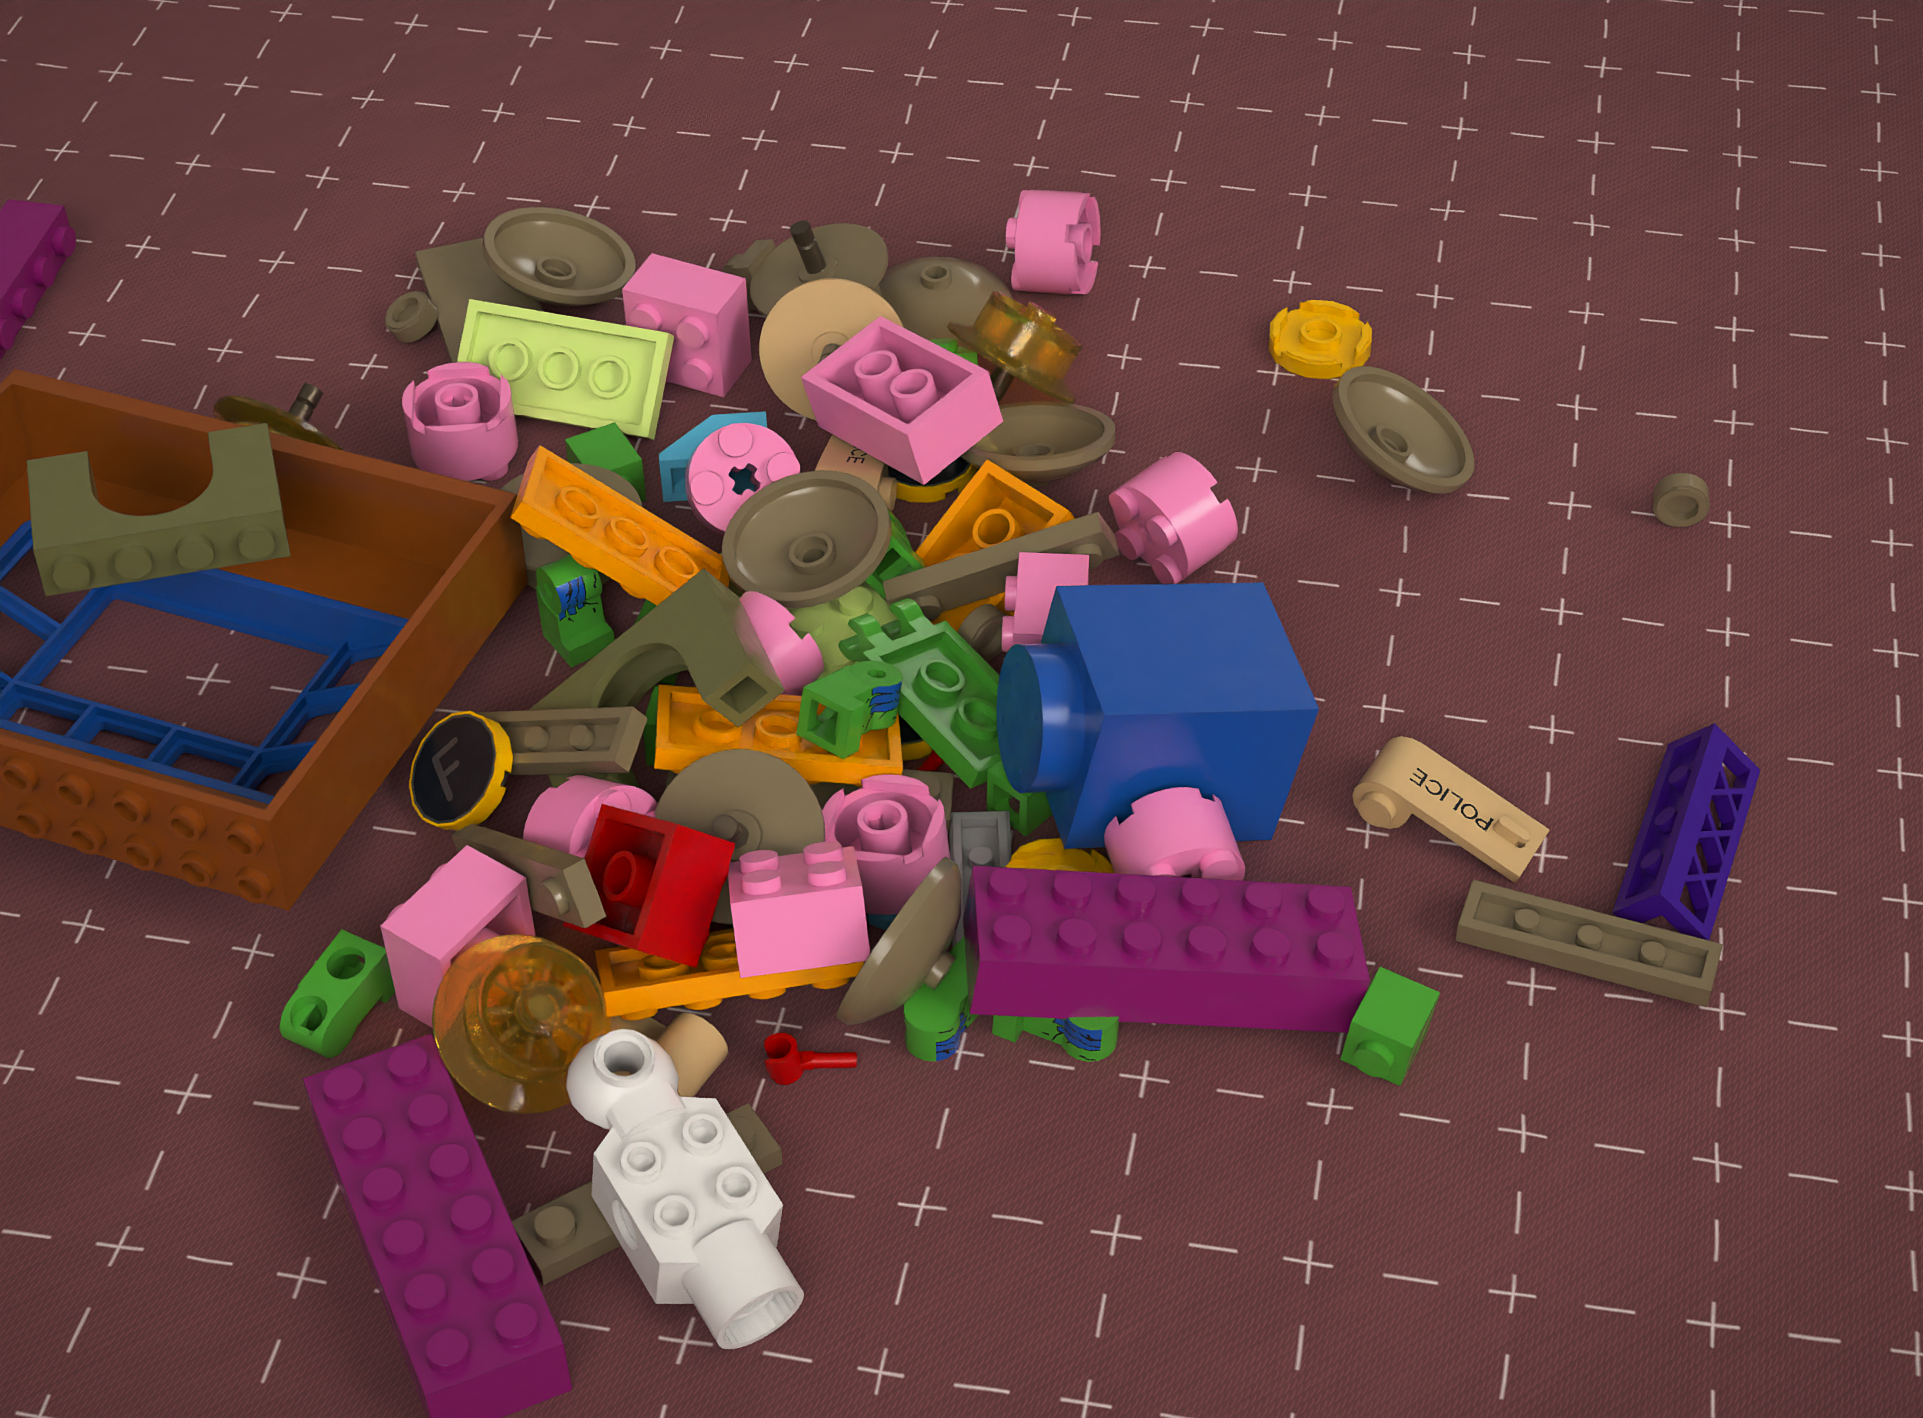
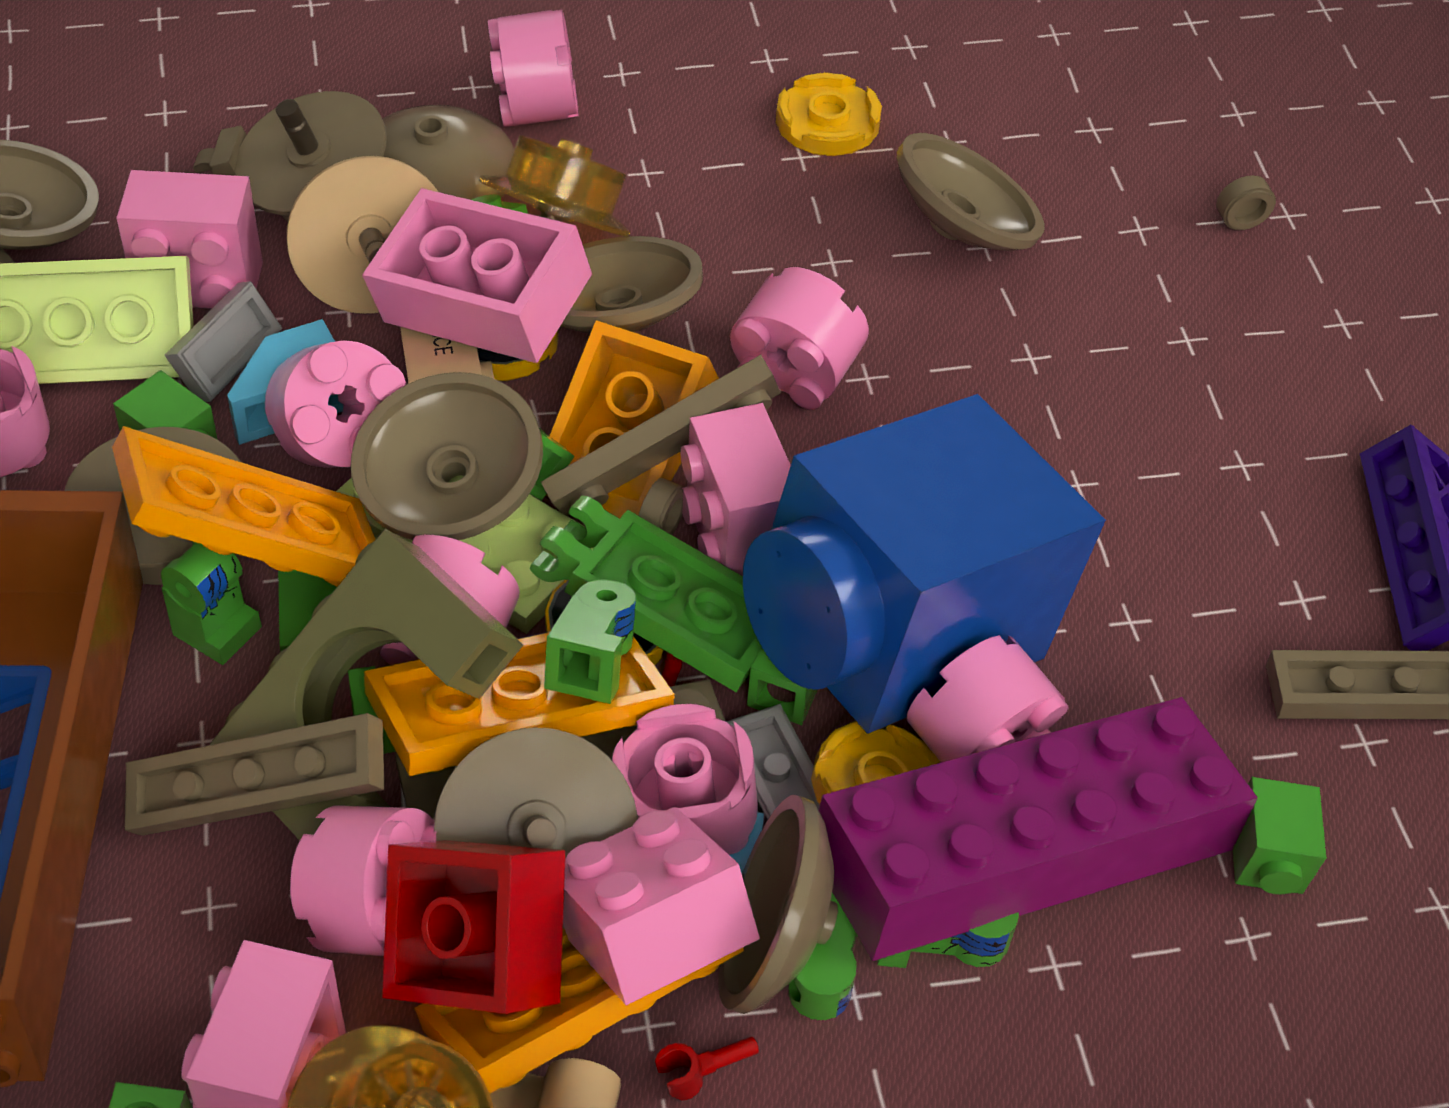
camera: 25 degrees left, 5 degrees up
(460, 771) = (166, 834): black tile -> none
(555, 880) = (365, 953): dark tan plate -> none
(679, 410) = (223, 341): none -> light grey tile
(1420, 782) = (1163, 560): tan door -> none

